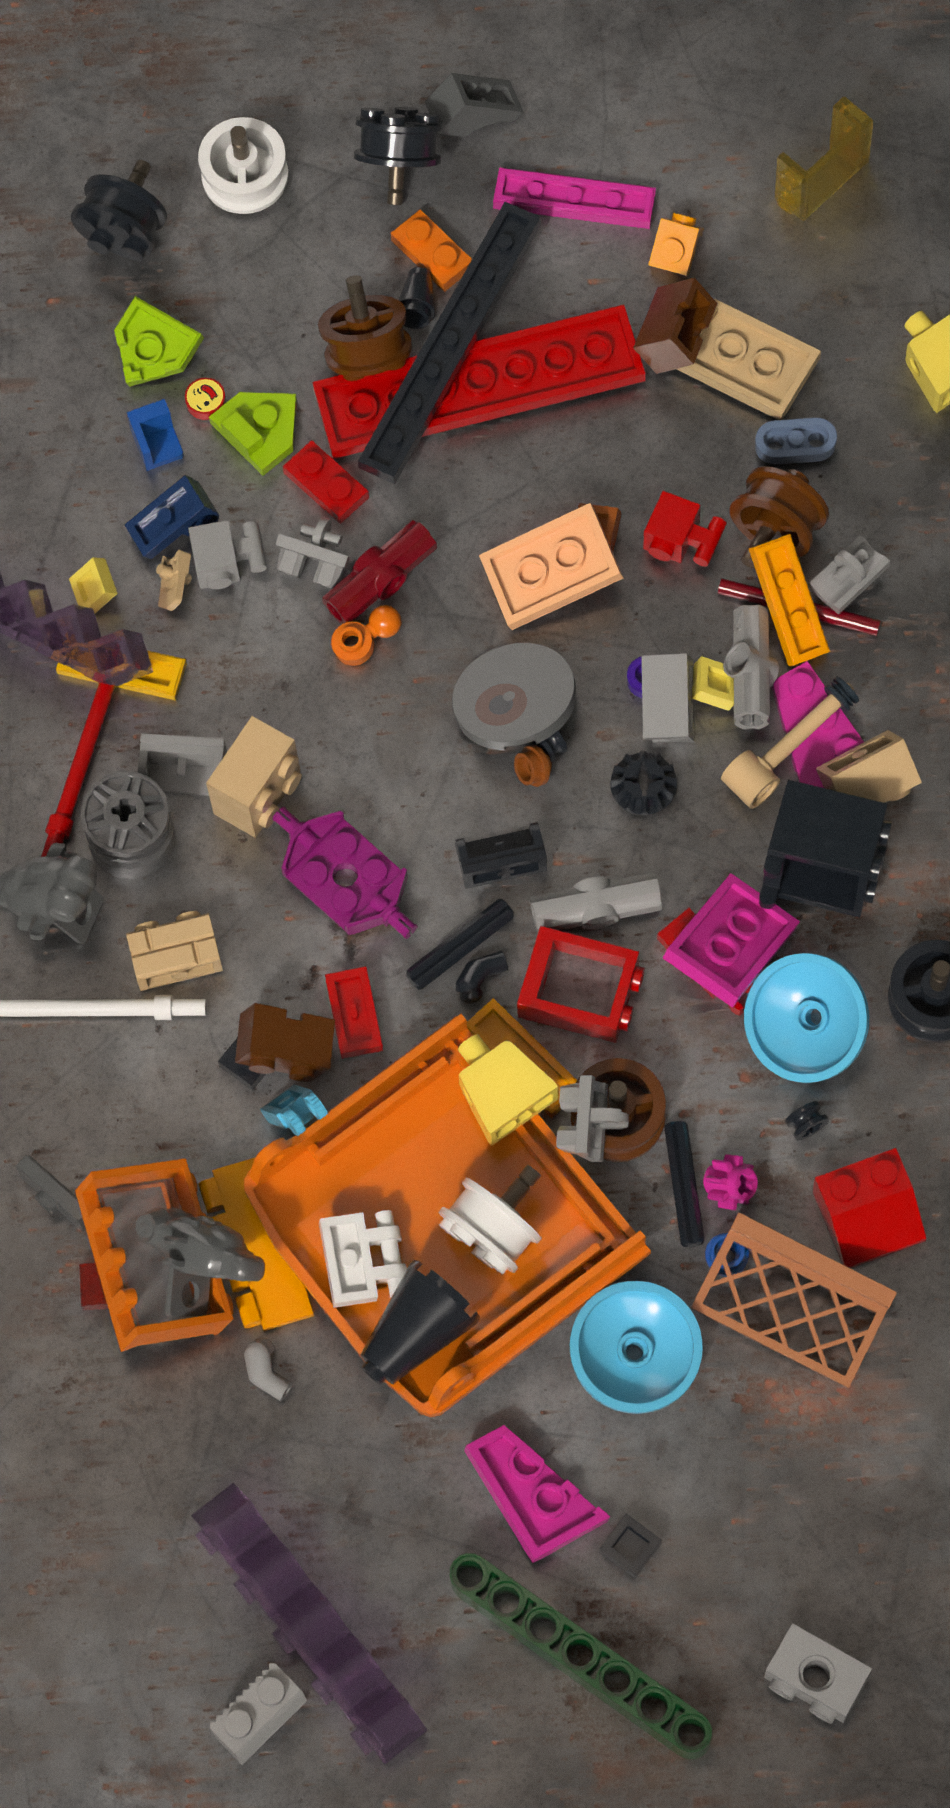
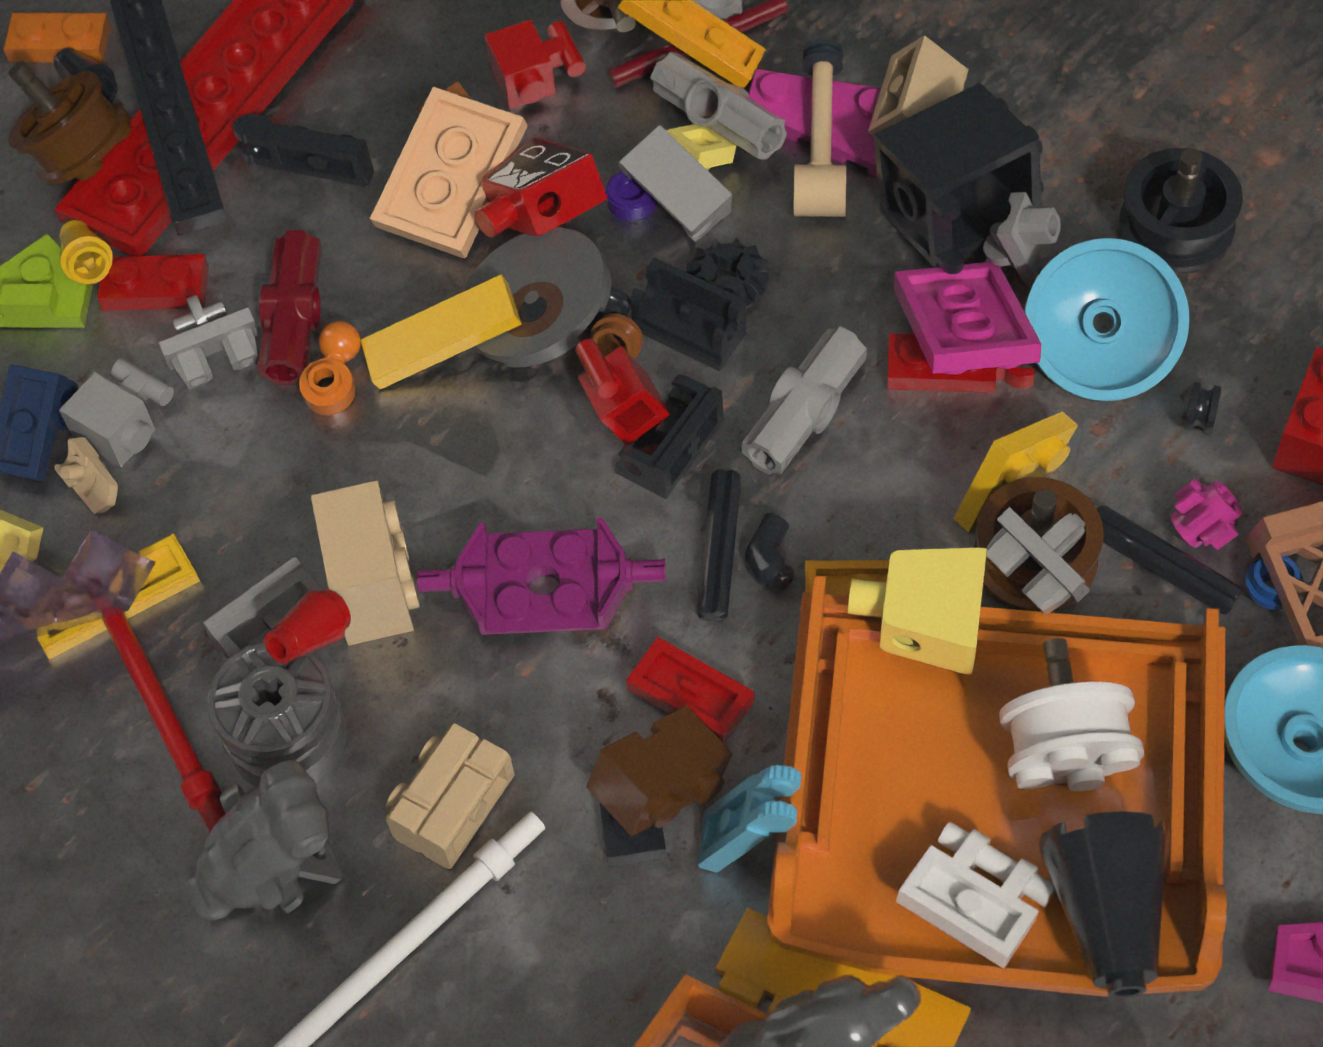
camera: 45 degrees left, 10 degrees down
(176, 792) = (310, 625): none -> red cone
(297, 431) = (83, 253): none -> yellow cone
(441, 669) = (440, 332): none -> yellow tile
(489, 470) = (304, 150): none -> black hinge
(494, 803) = (620, 391): none -> red brick
(572, 1019) = (857, 532): red window -> none
(582, 628) = (539, 189): none -> red torso
(589, 790) = (689, 314): none -> black hinge
(665, 1053) = (1017, 456): none -> yellow wing
(821, 927) = (1025, 239): none -> light grey hips

